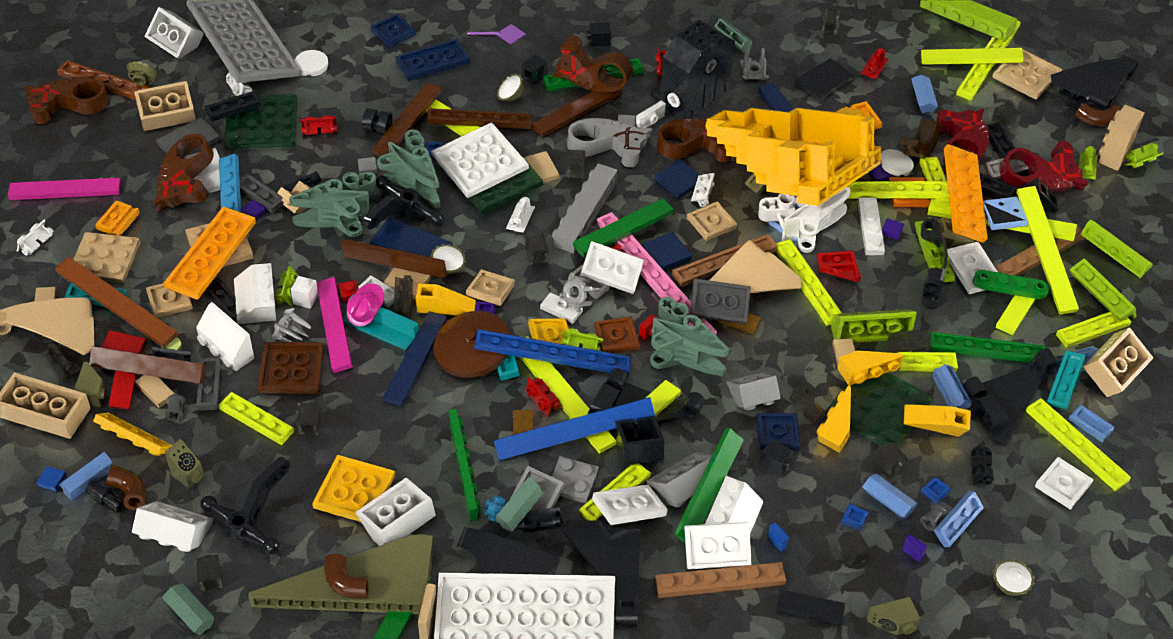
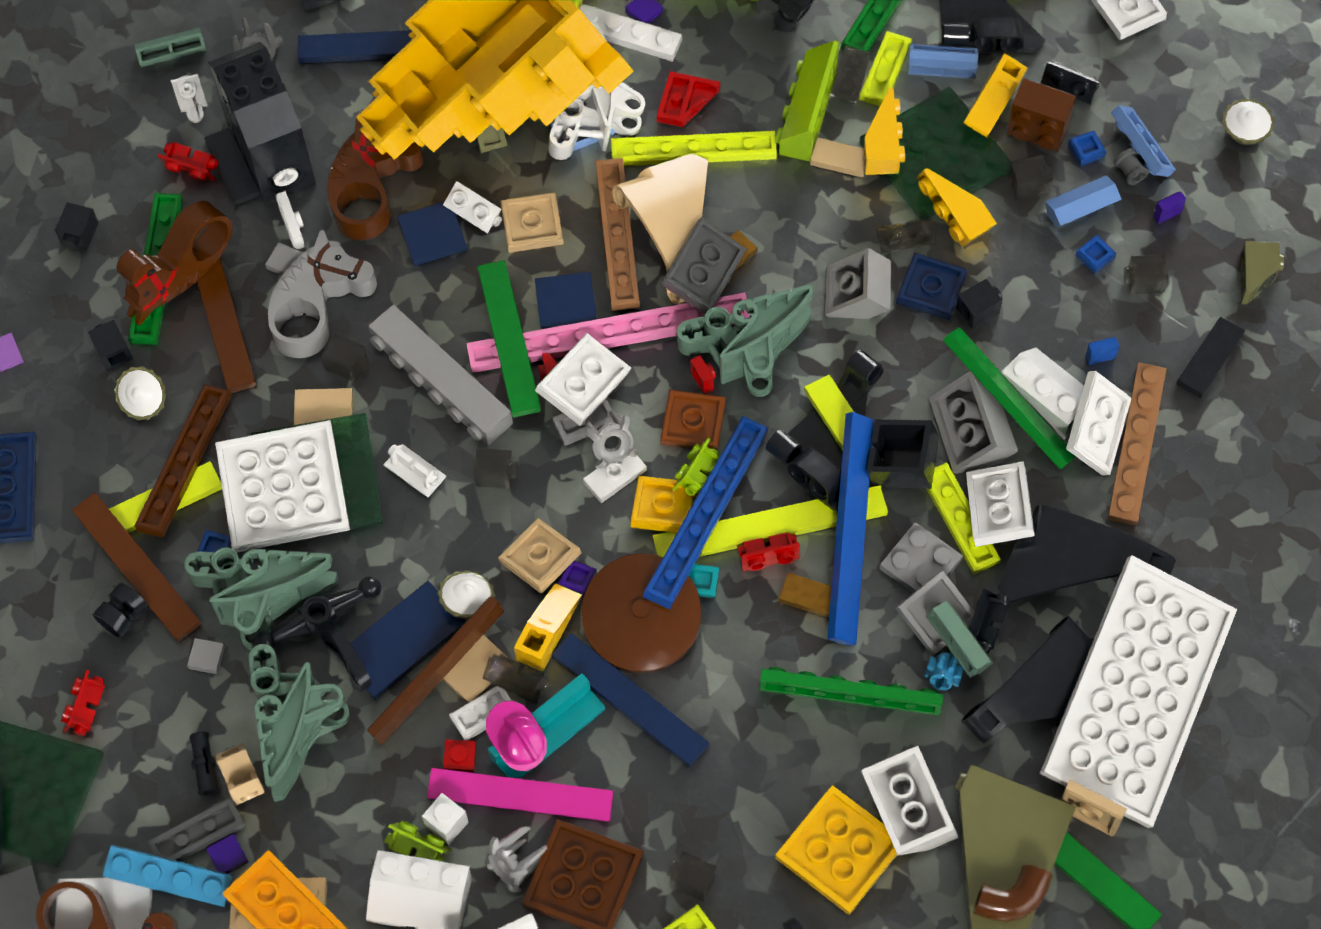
camera: 65 degrees left, 15 degrees up
(937, 448) = (1040, 115): none -> reddish brown brick

